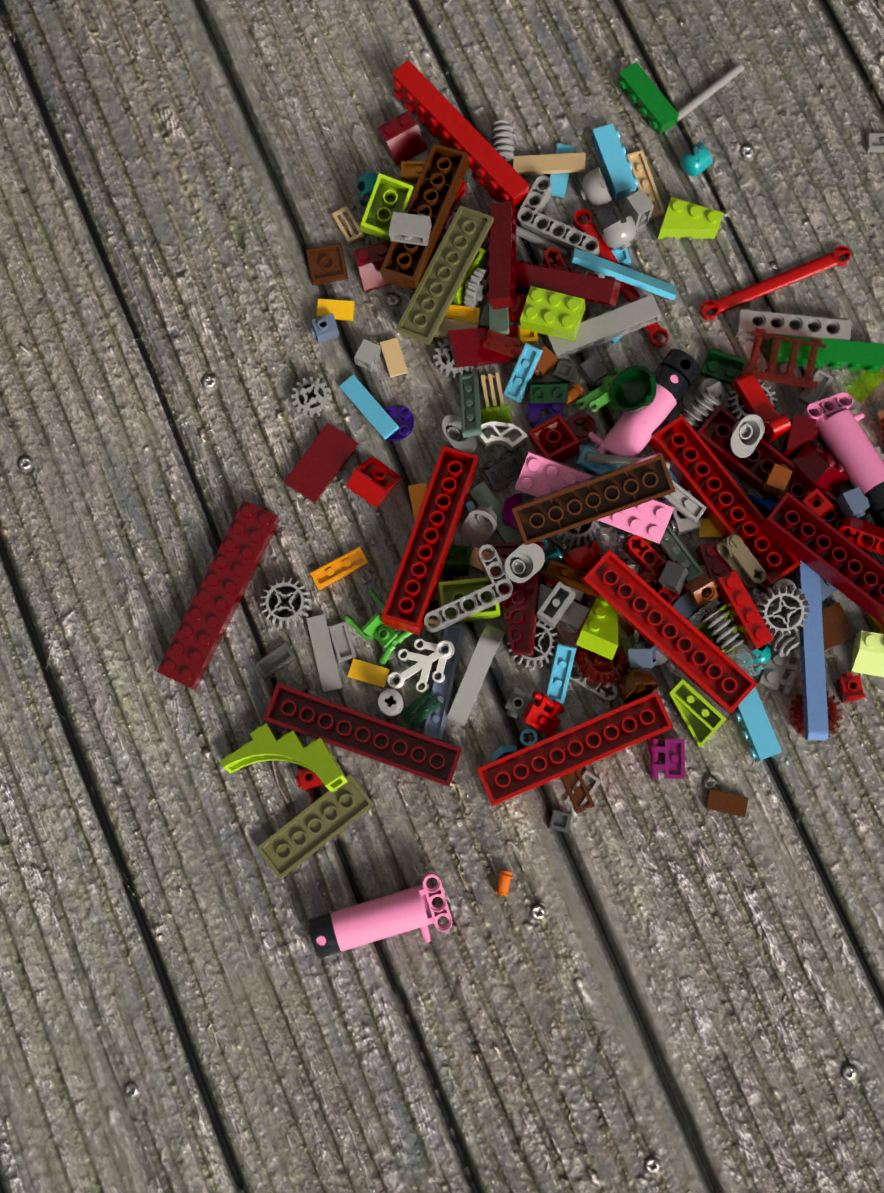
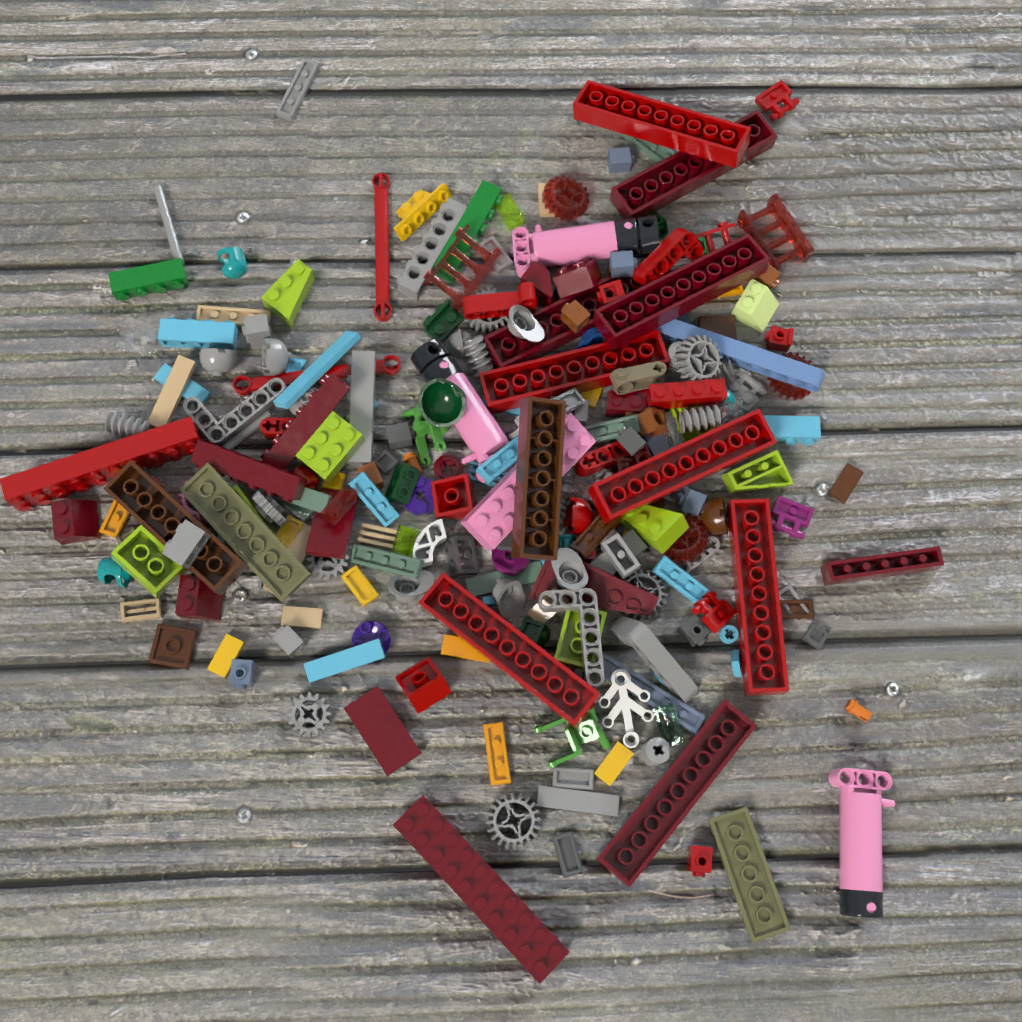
camera: 75 degrees left, 5 degrees down
(288, 748) = (666, 869): lime arch -> none
(441, 394) = (360, 586): none -> yellow tile
(612, 459) = (504, 442): light grey piece -> none
(654, 862) = (881, 565): none -> dark red brick
(828, 301) = (419, 209): none -> yellow bracket

